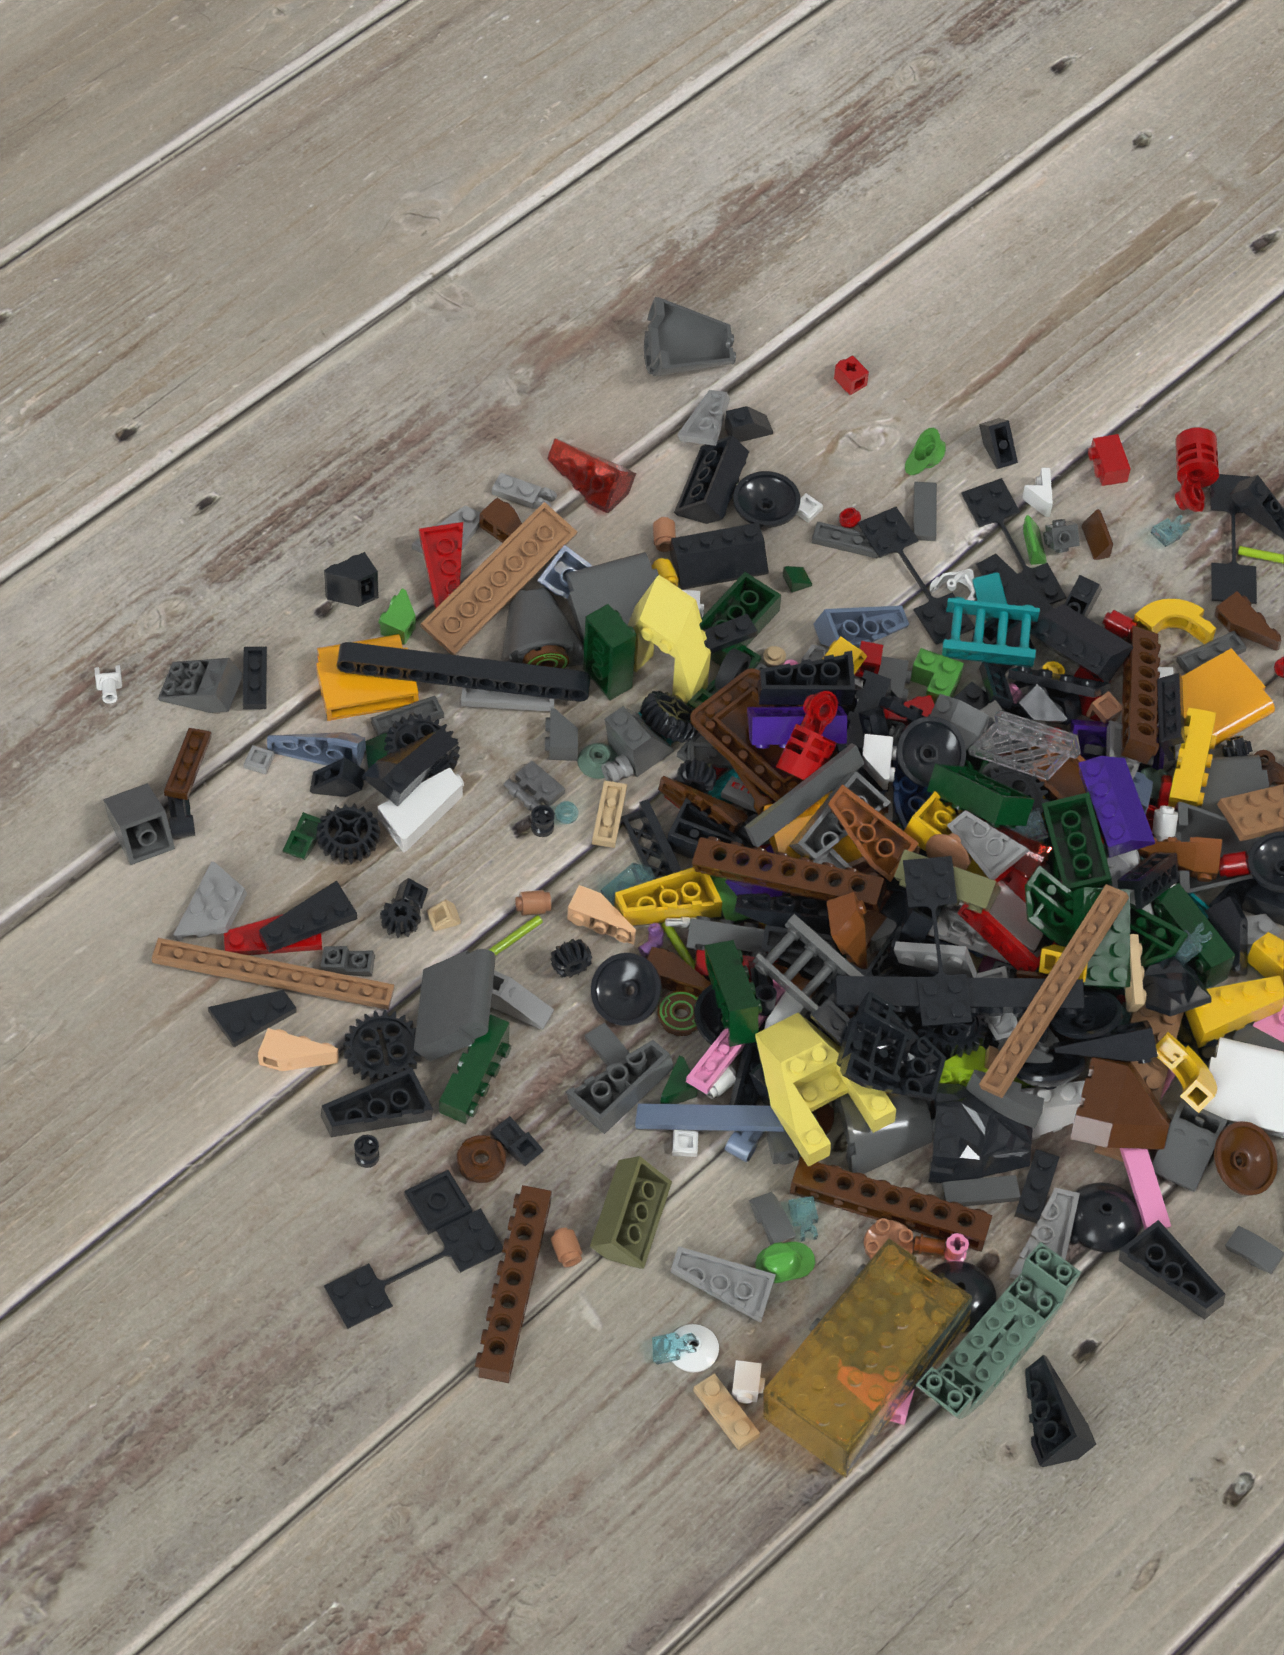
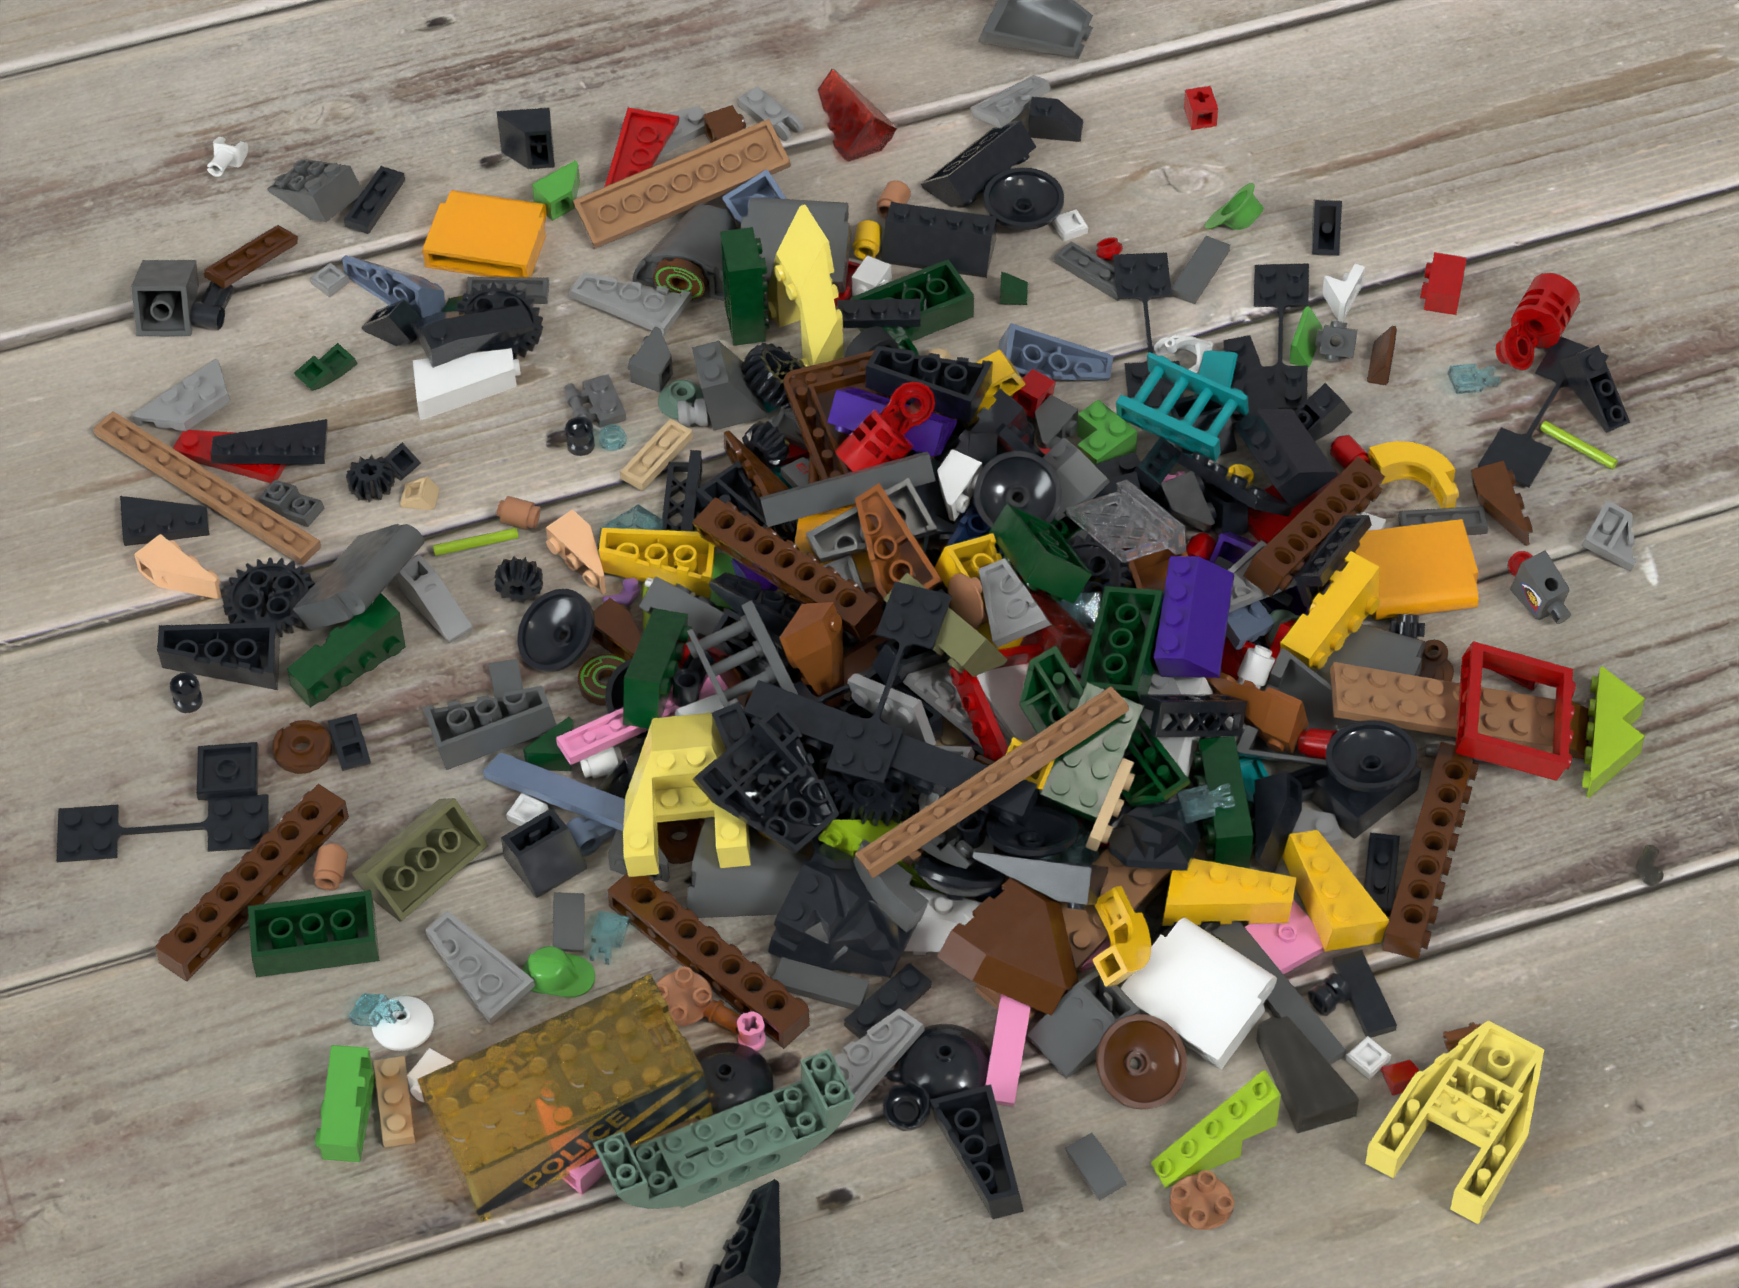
camera: 30 degrees right, 5 degrees down
(347, 840) = (370, 379): black gear -> none
(463, 671) = (585, 260): black beam -> none
(591, 1306) = (313, 933): none -> dark green brick
(698, 1430) = (346, 1104): none -> bright green wedge
(723, 1172) = (543, 853): none -> black slope
(1101, 1260) = (907, 1106): none -> black hair
(1106, 708) = (1268, 526): nougat panel -> none

